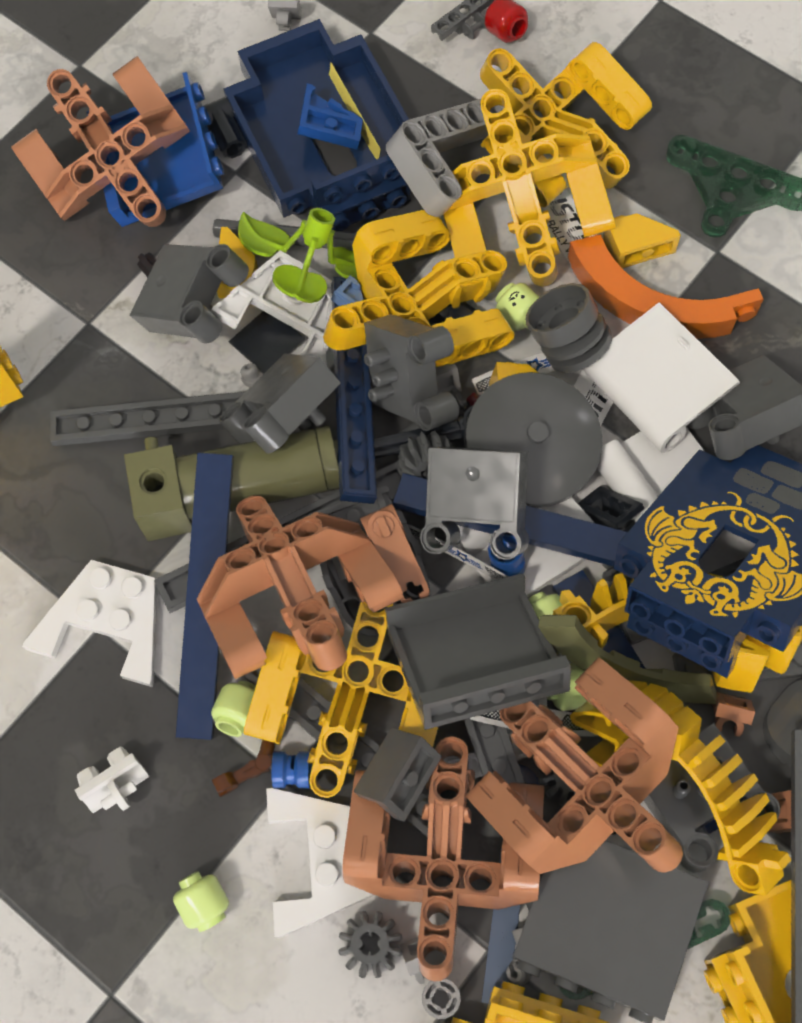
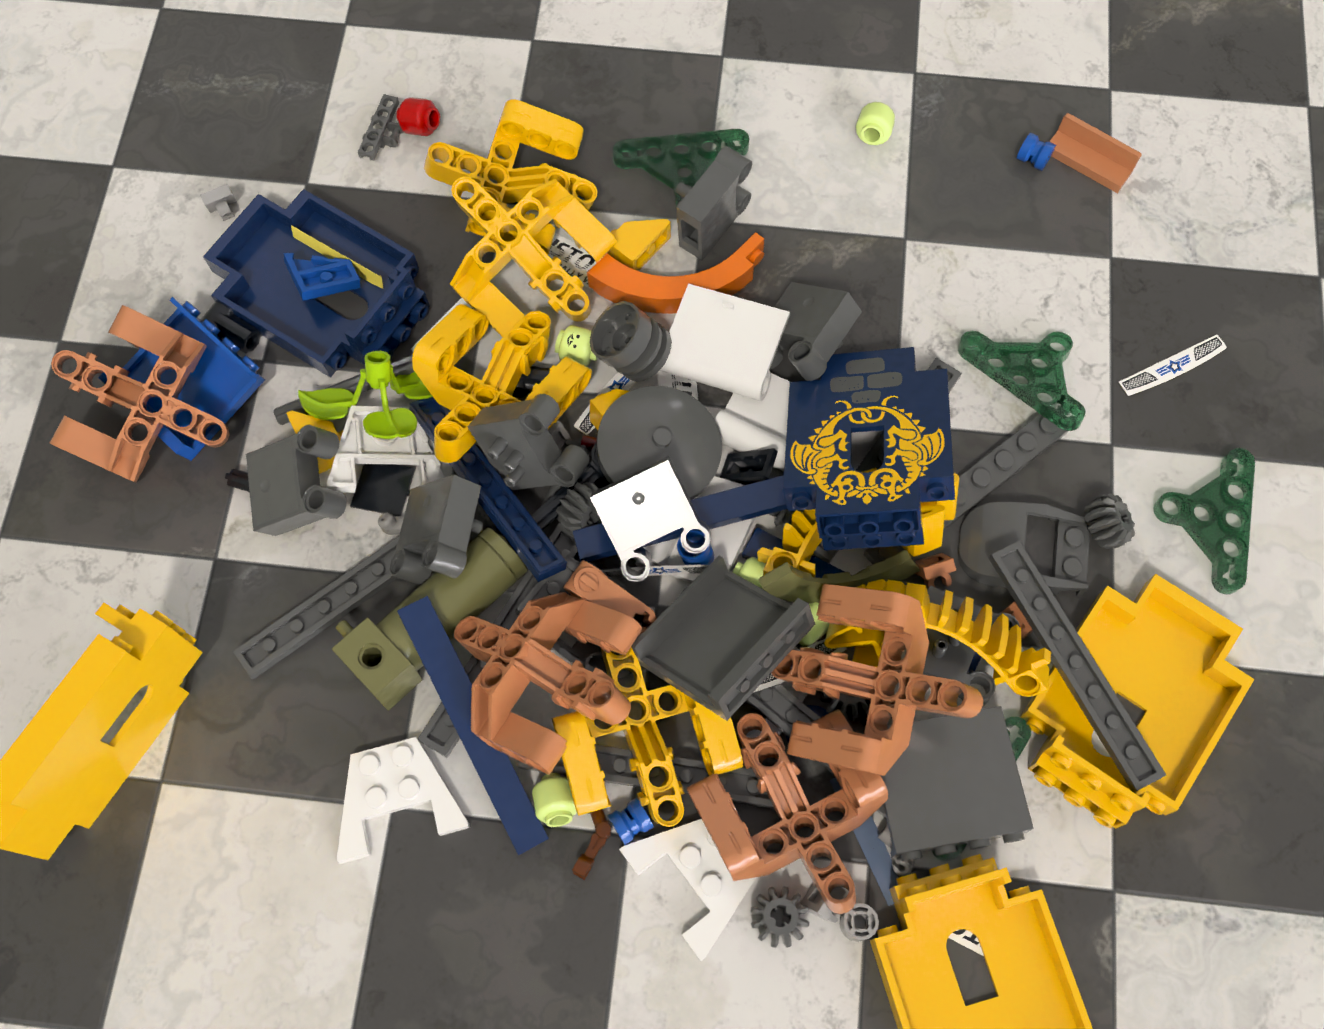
camera: 35 degrees left, 0 degrees up
(112, 784) = (491, 926): white hips -> none
(201, 901) = (625, 971): yellowish green head -> none
(347, 292) = (432, 410): medium blue tile -> none
(398, 773) = (723, 768): dark grey panel -> none
(417, 151) = (425, 268): light grey beam -> none
(732, 237) = (712, 202): none -> dark grey piece

